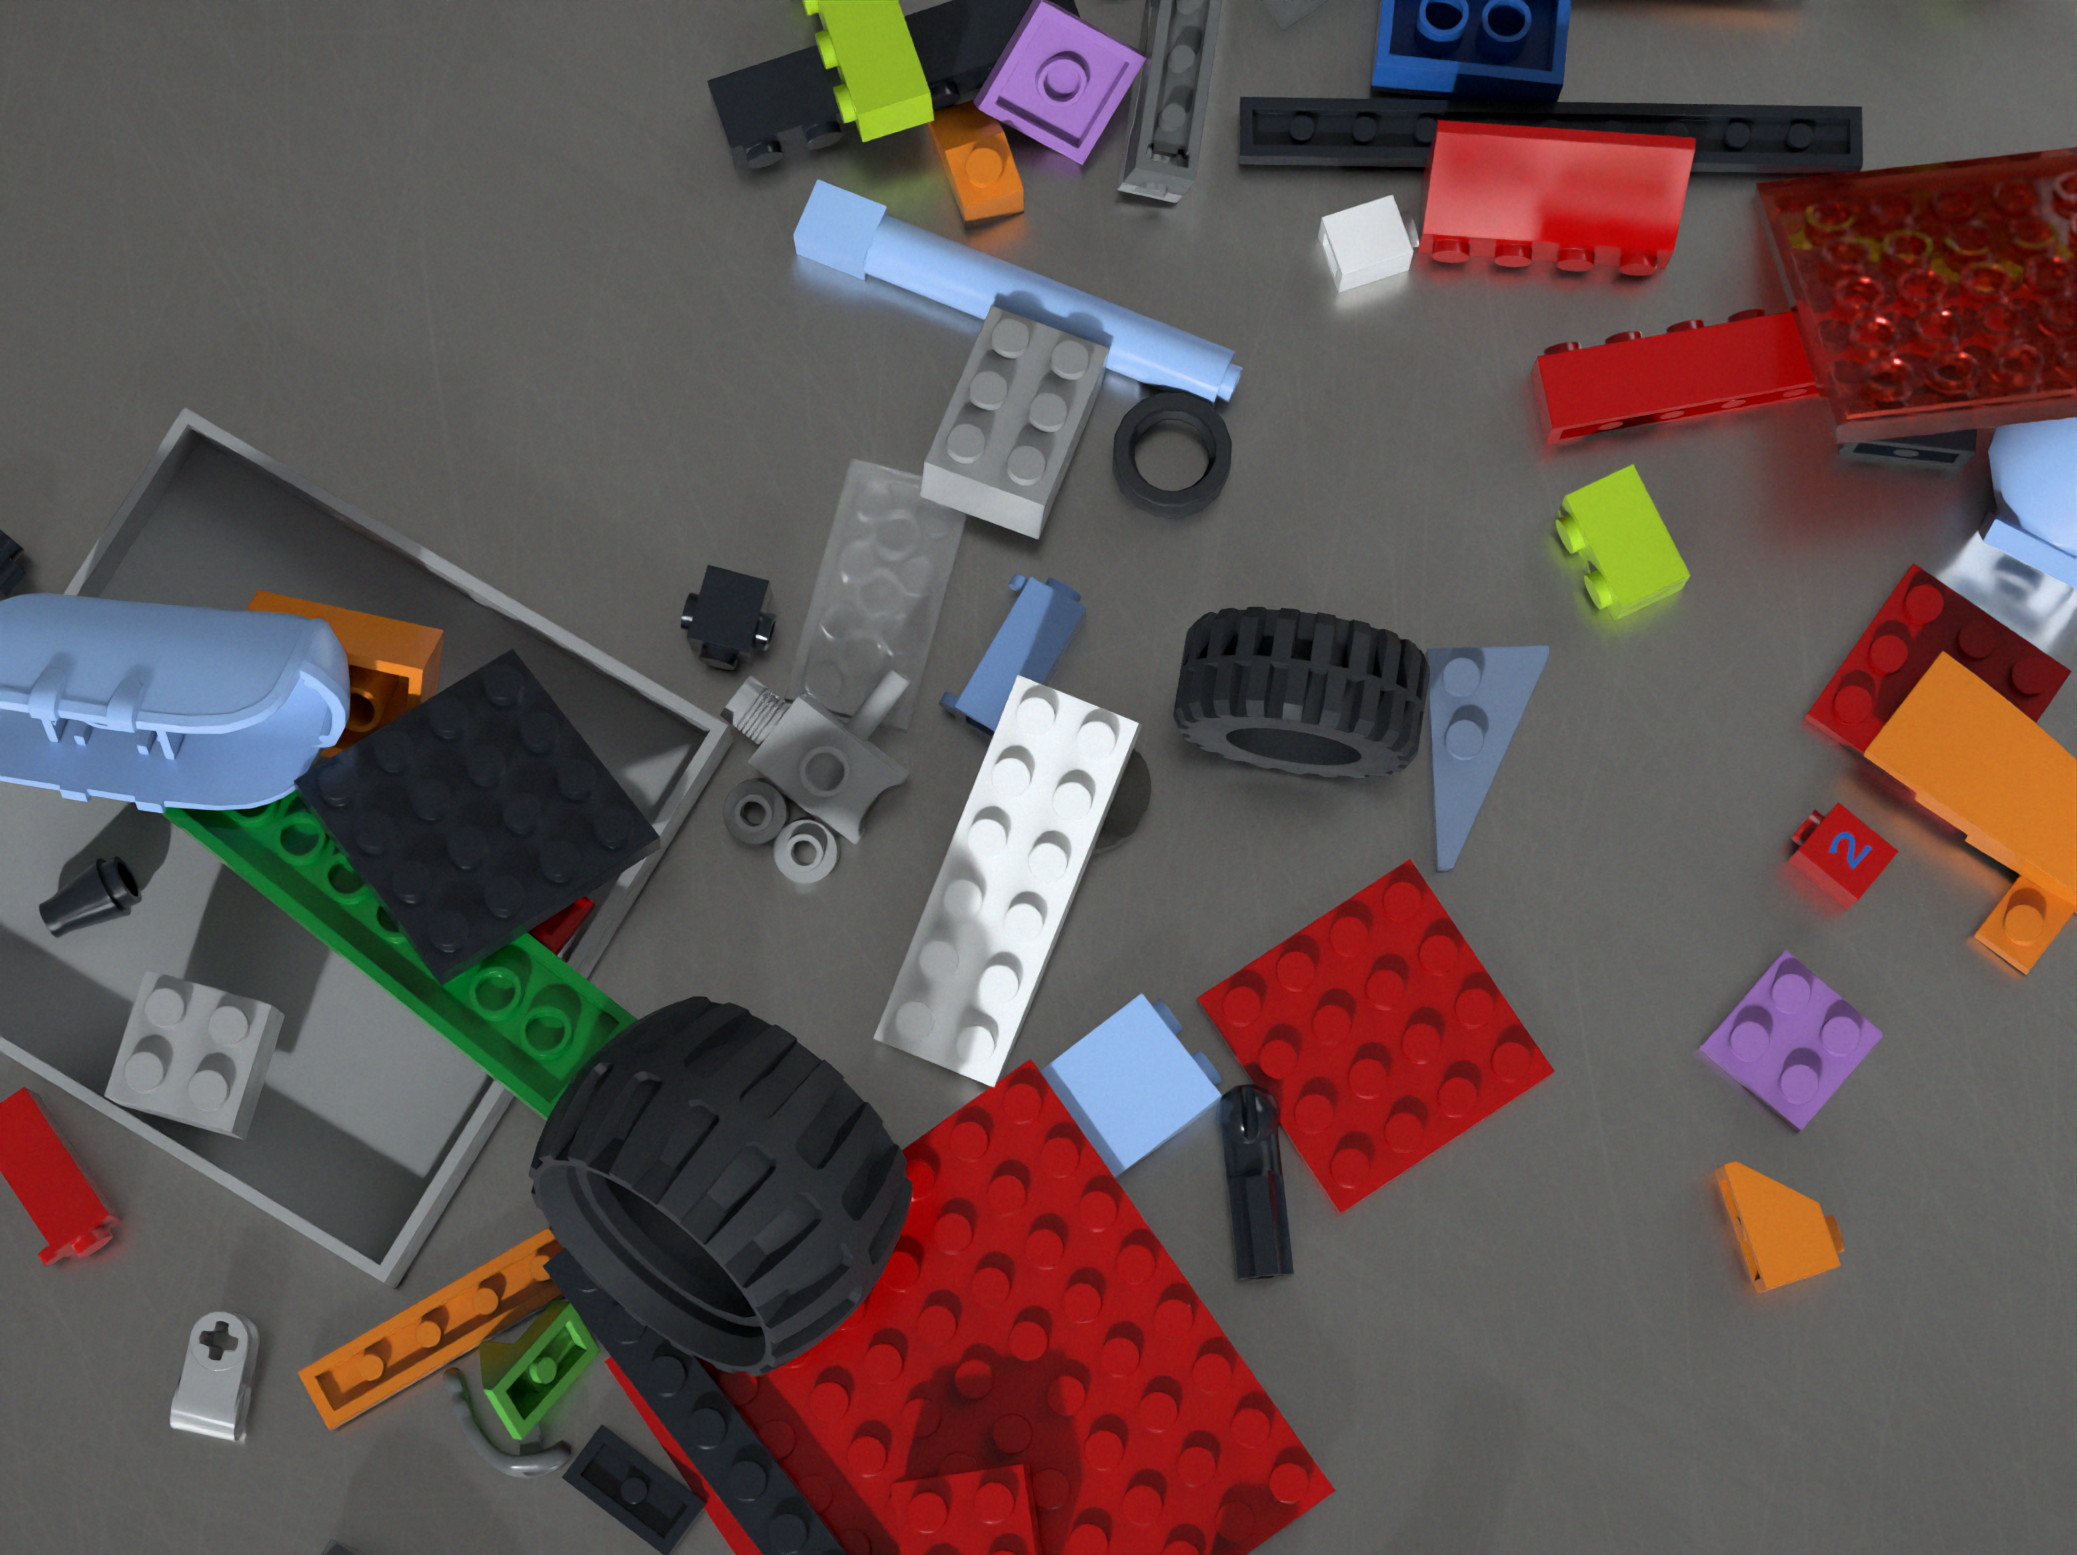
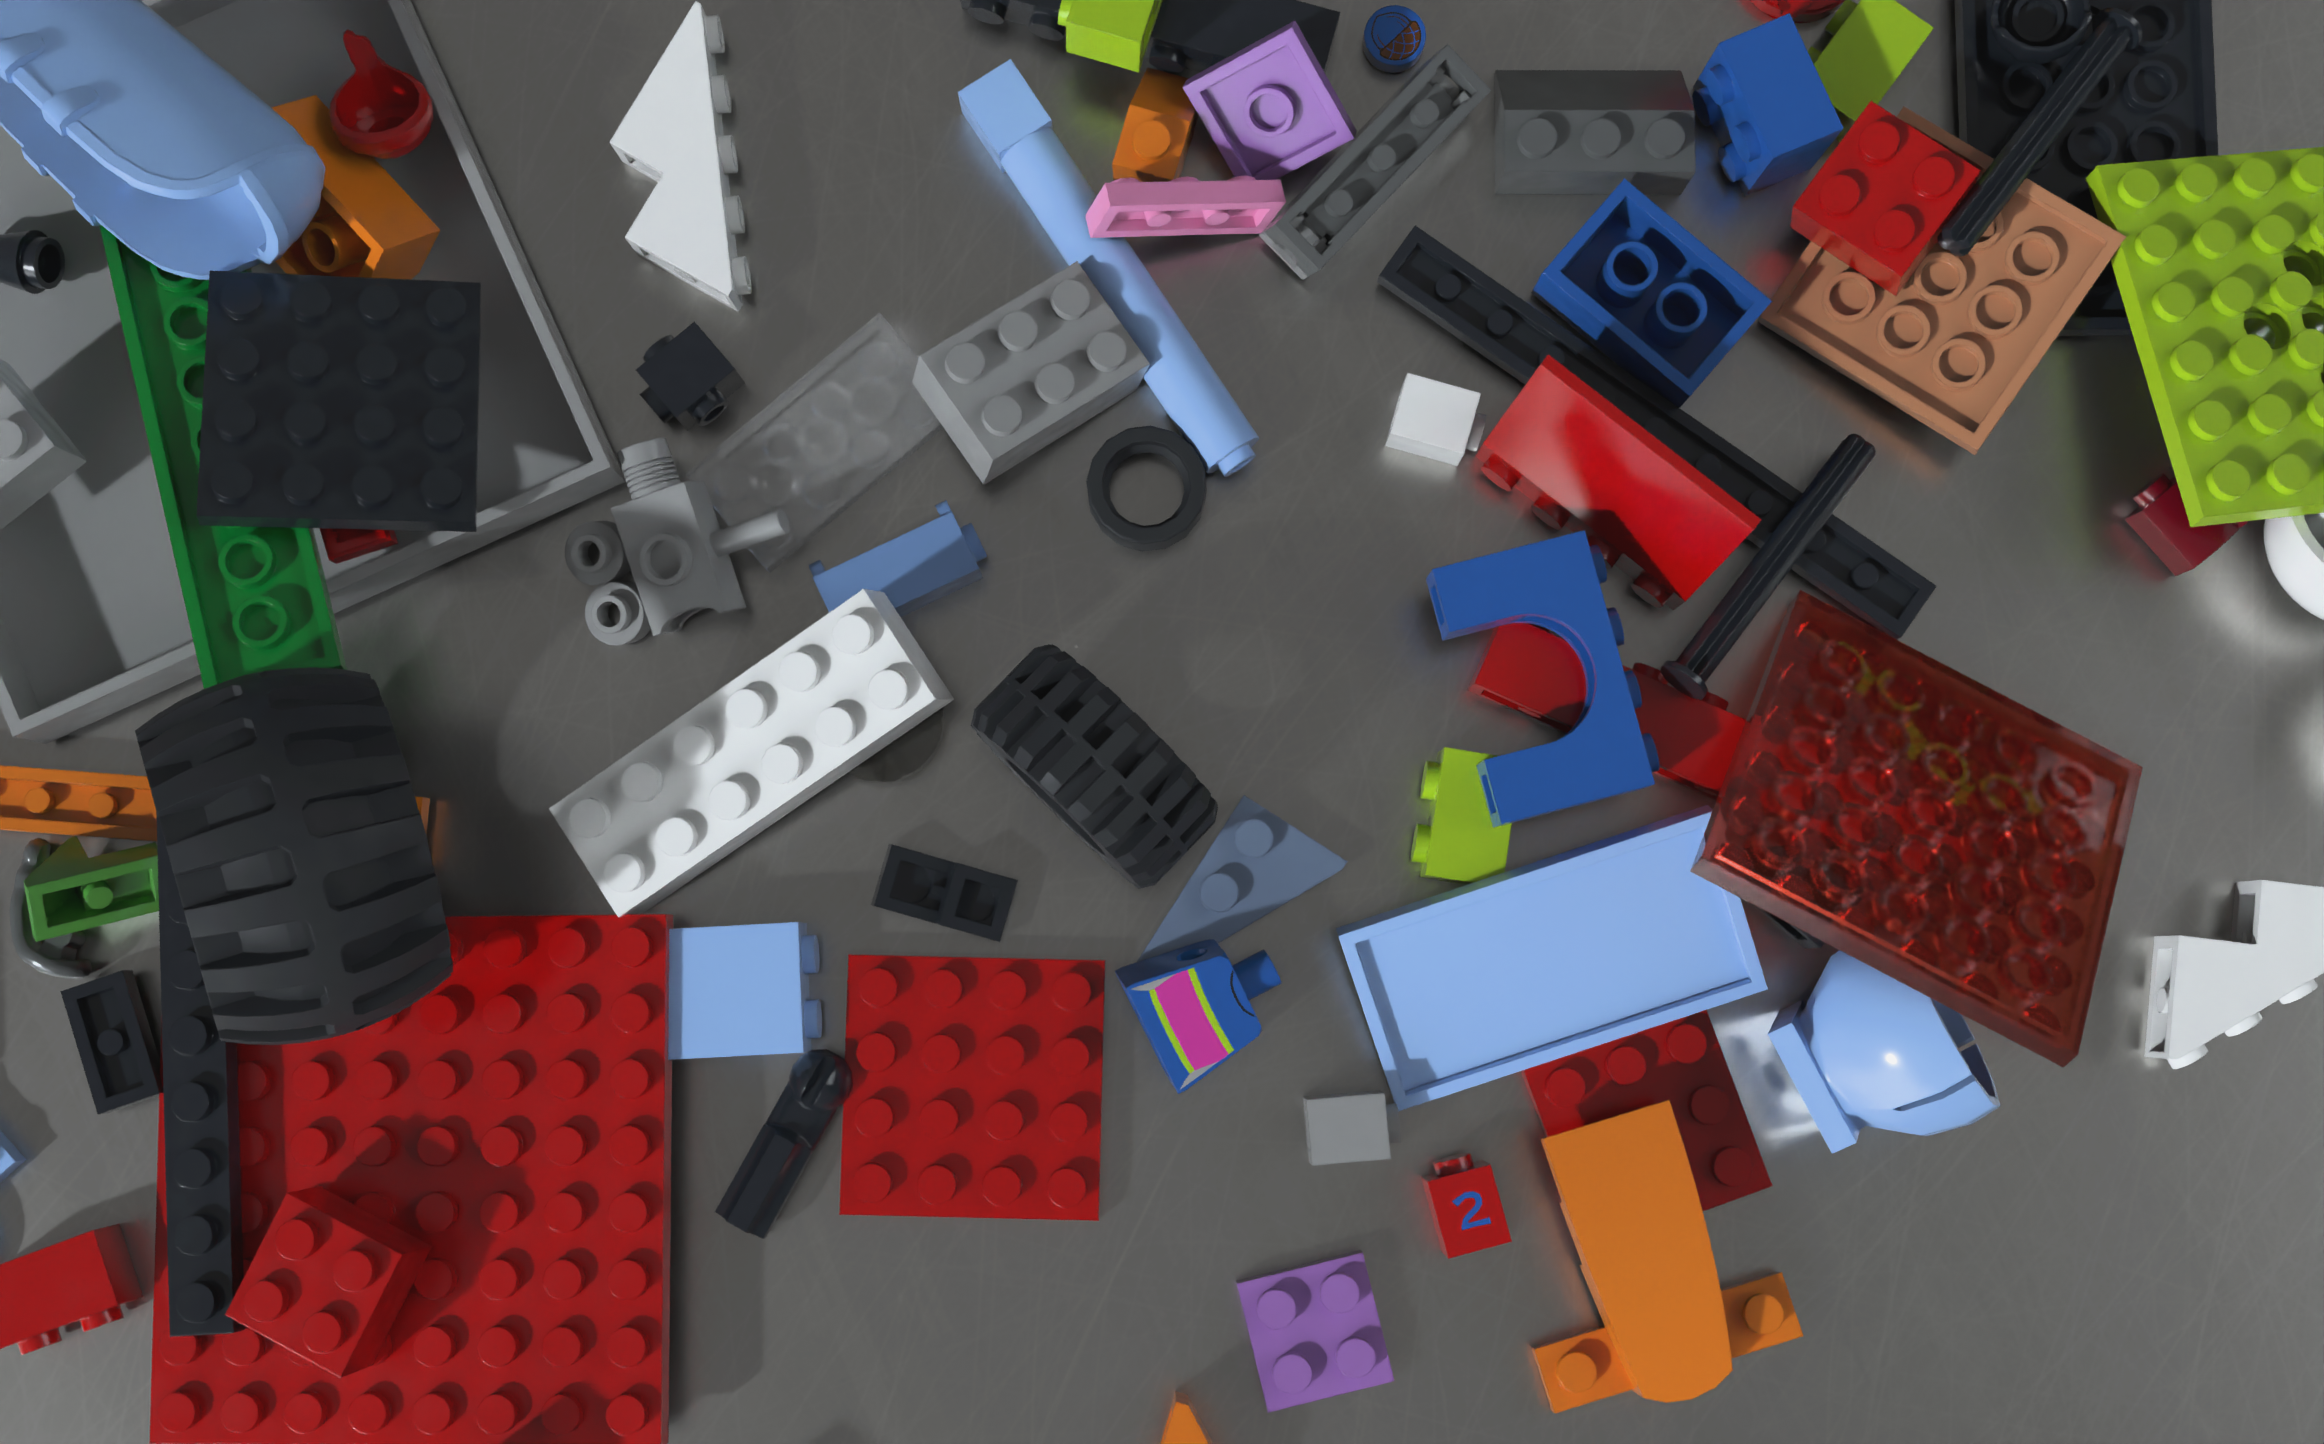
camera: 35 degrees right, 5 degrees up
(326, 560) = (378, 106): none -> red hat
(587, 434) = (681, 144): none -> white slope
(1046, 204) = (1184, 207): none -> bright pink plate
(1238, 895) = (944, 892): none -> black slope
(1513, 842) = (1197, 1006): none -> blue torso
(1571, 307) = (1559, 589): none -> blue arch
(1703, 855) = (1350, 1127): none -> light grey brick
(1720, 180) = (1768, 567): none -> black axle
(1768, 609) = (1549, 960): none -> light blue tile

